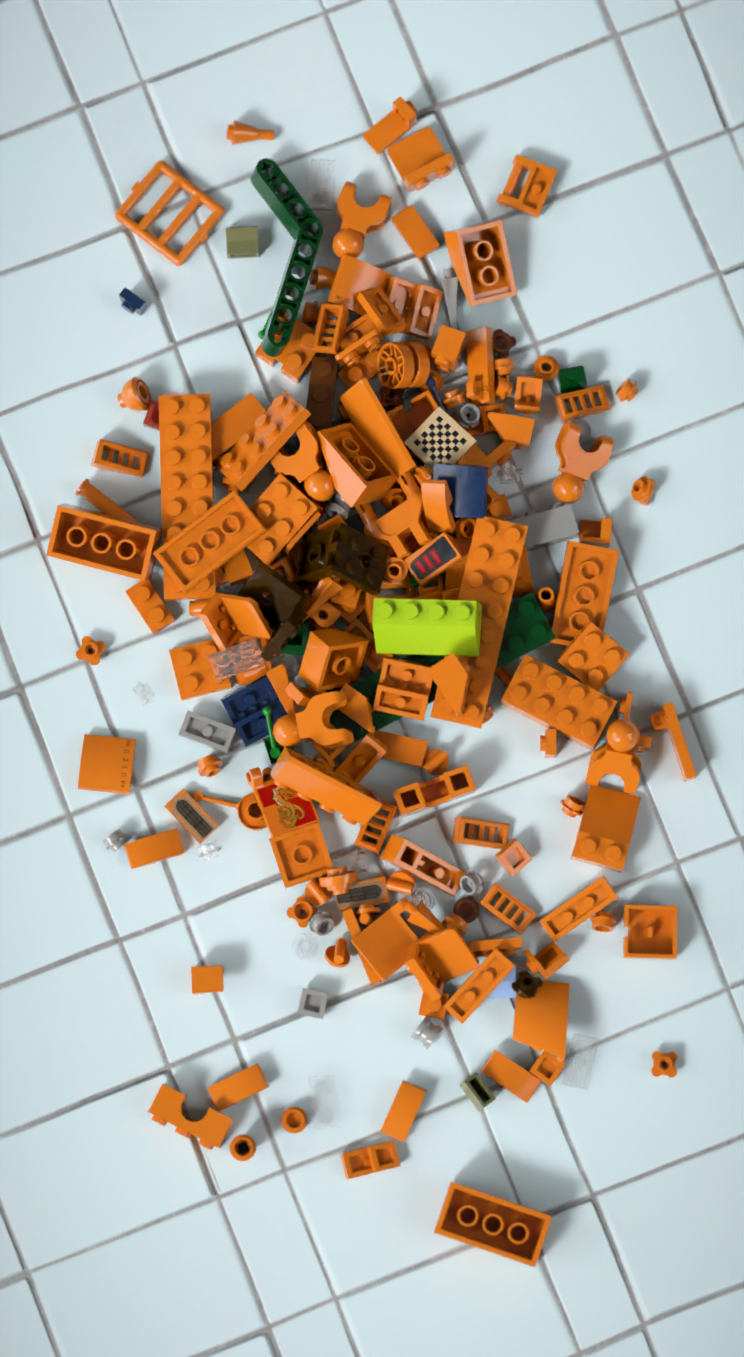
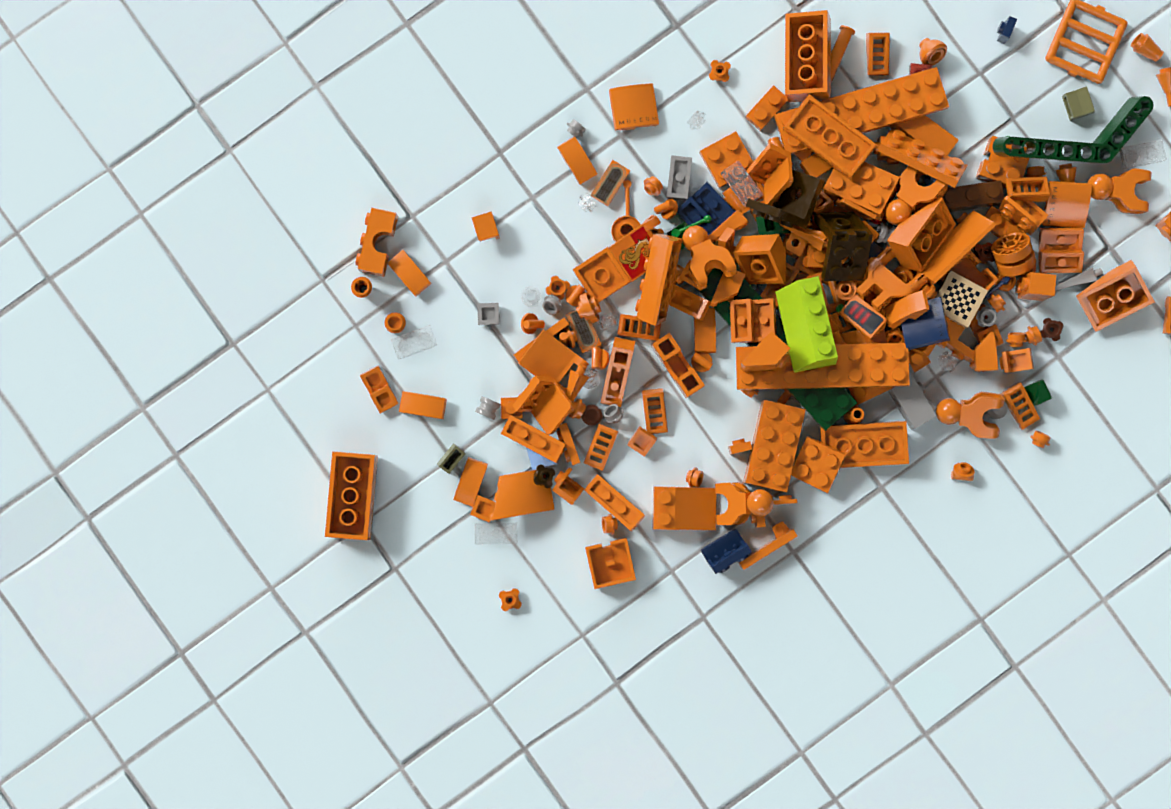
camera: 75 degrees right, 5 degrees up
(196, 146) = (1146, 47): none -> orange cone
(242, 755) = (667, 209): none -> orange plate
(381, 311) = (1053, 226): orange plate -> none
(415, 232) = (1123, 238): orange tile -> none
(480, 366) = (1028, 317): orange hinge -> none
(550, 375) = (1048, 370): orange plate -> none
(595, 532) = (918, 442): orange panel -> none
(669, 791) = (726, 551): none -> dark blue bracket

